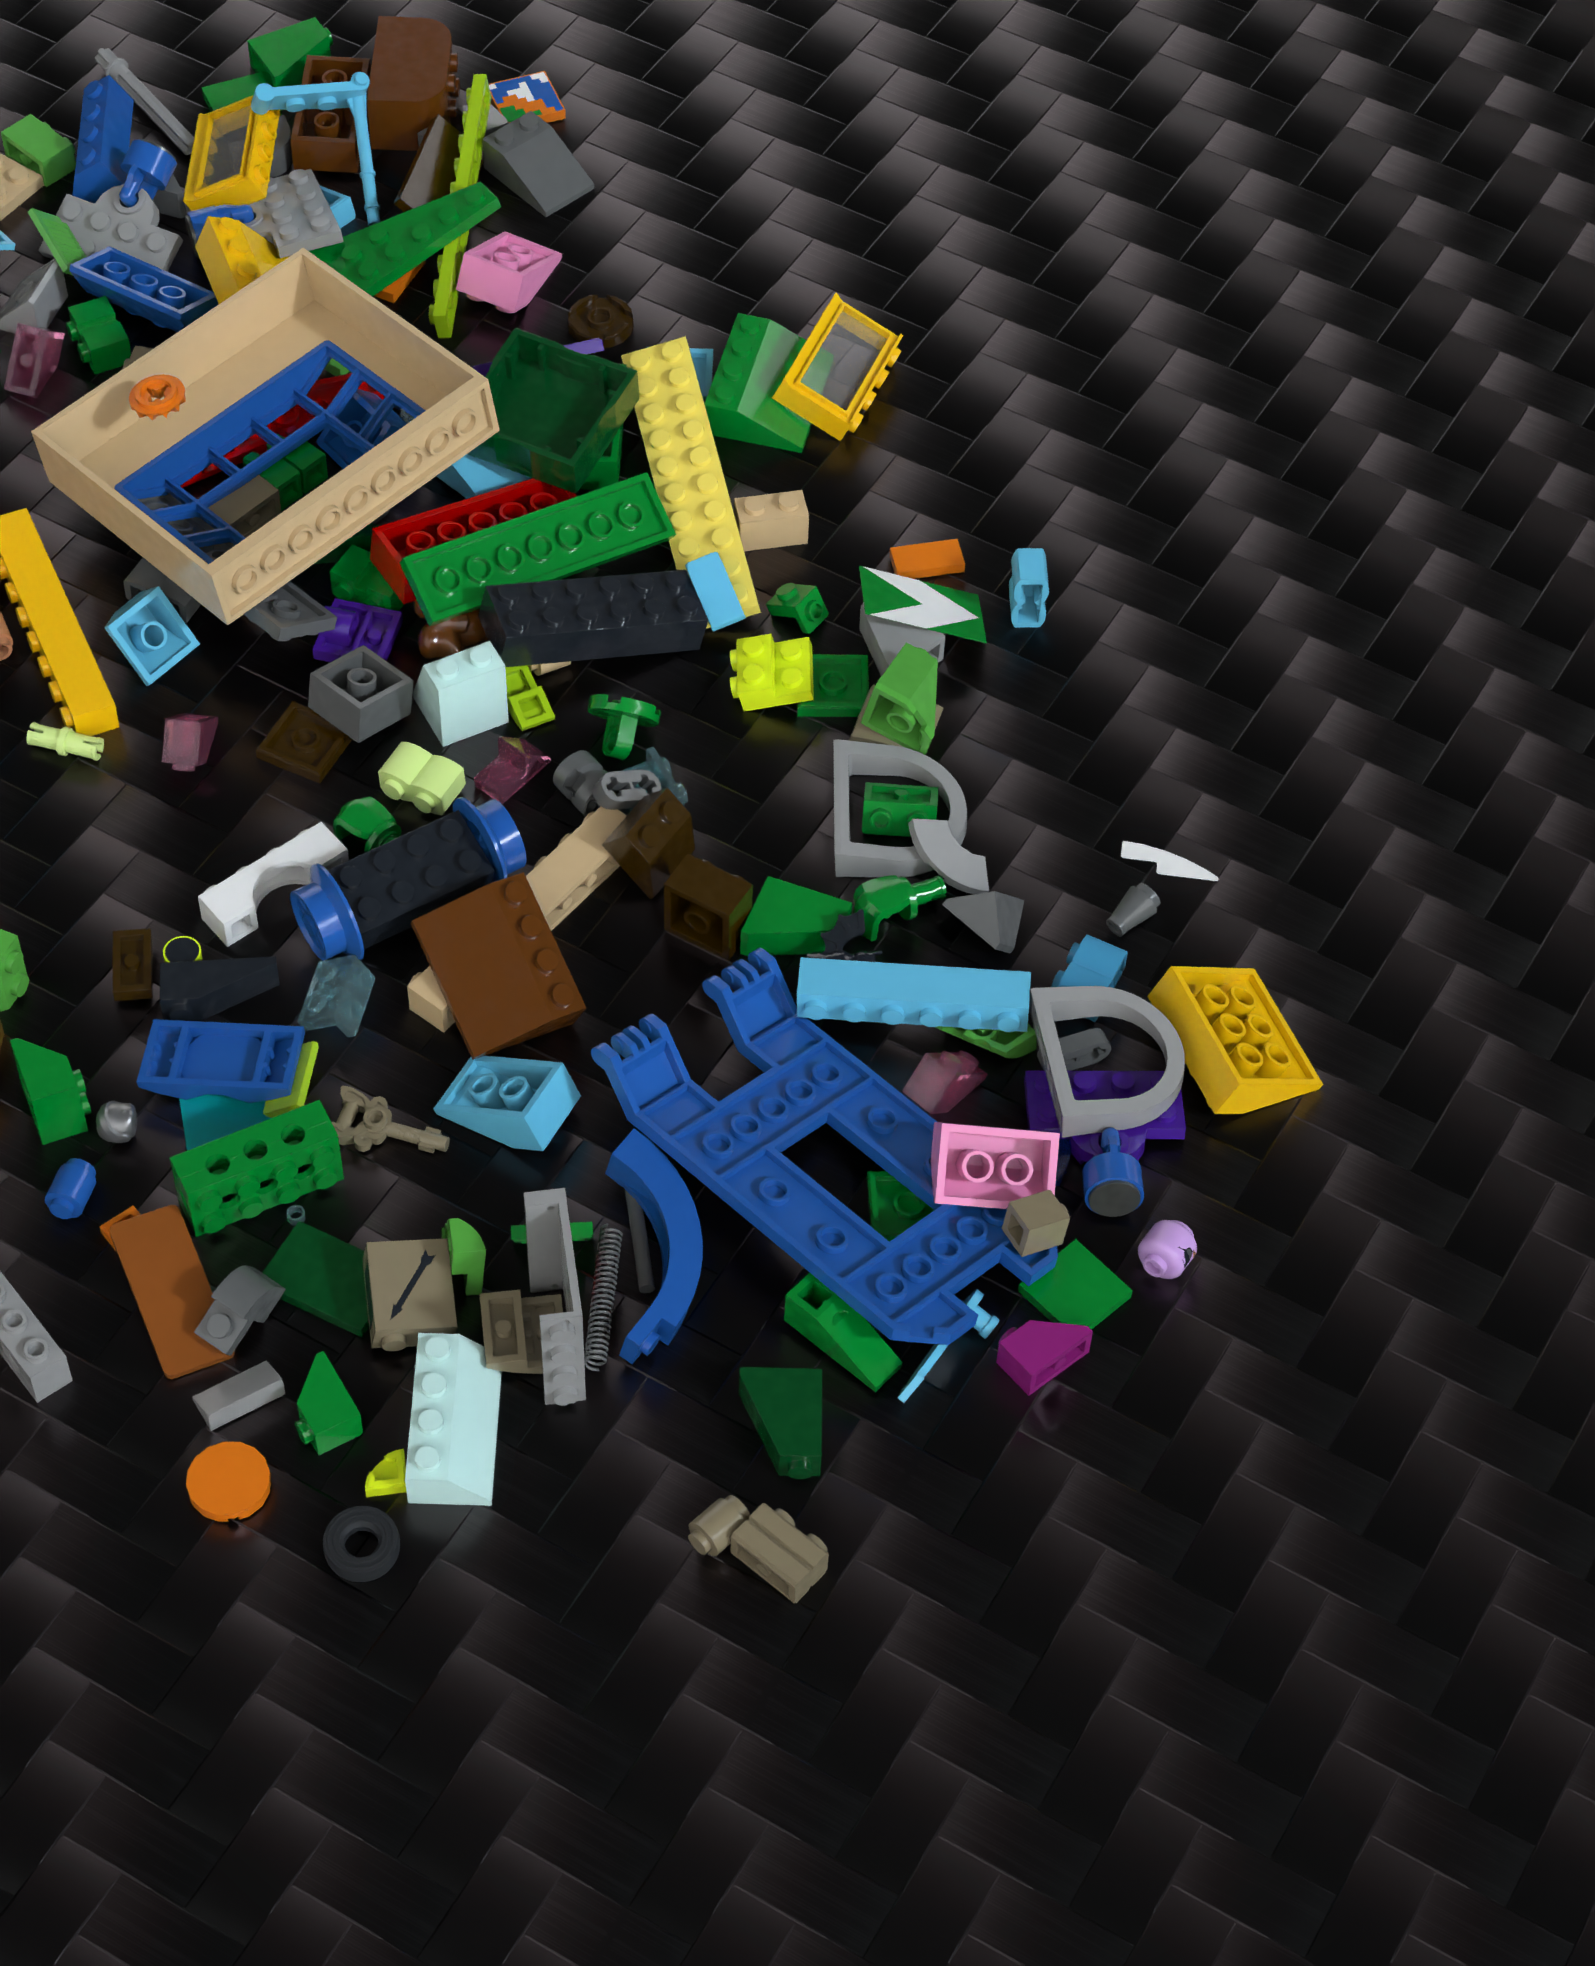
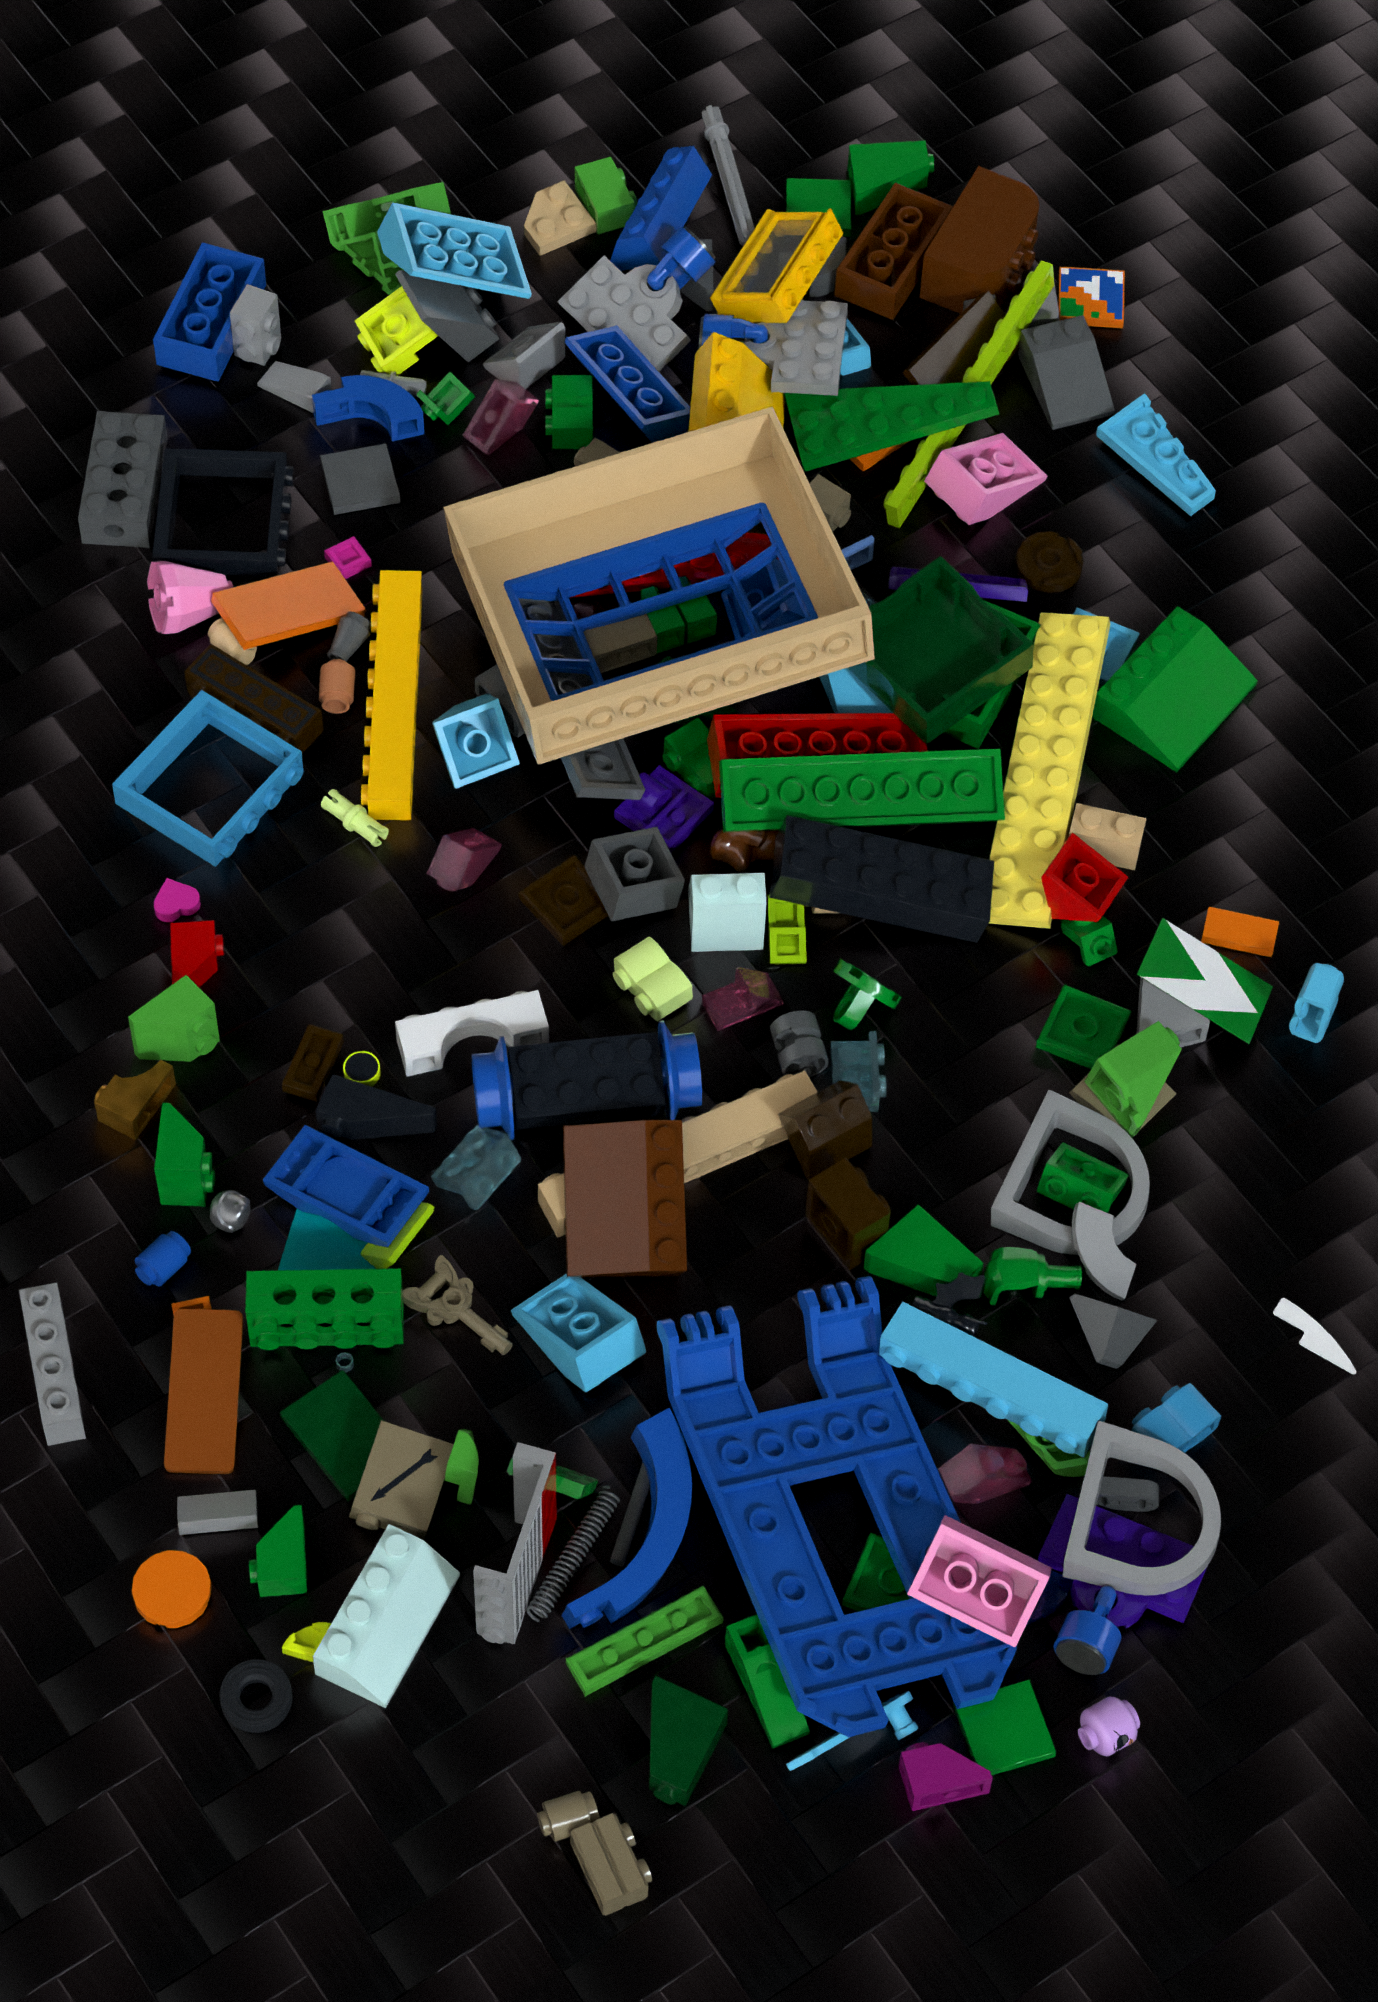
camera: 25 degrees right, 5 degrees up
(58, 238) = (573, 303): bright green window -> none
(157, 387) = (573, 506): orange gear -> none
(239, 1300) = (251, 1427): dark grey brick -> none
(328, 97) = (885, 241): medium azure piece -> none
(368, 821) = (582, 1007): green piece -> none
(513, 1329) = (479, 1542): dark tan slope -> none
(624, 782) = (829, 1059): dark grey beam -> none
(640, 202) = (1148, 447): none -> medium azure wing
(707, 1347) = (644, 1640): none -> bright green tile
(715, 591) = (1011, 893): medium azure slope -> none
(772, 562) = (1080, 882): none -> red slope
(772, 672) = (1029, 994): neon yellow plate -> none
(838, 369) = (1249, 699): window -> none
(1036, 1223) = (989, 1653): dark tan brick -> none
(1134, 908) = (1254, 1372): dark grey cone -> none
(1233, 1038) = (1281, 1542): yellow slope -> none

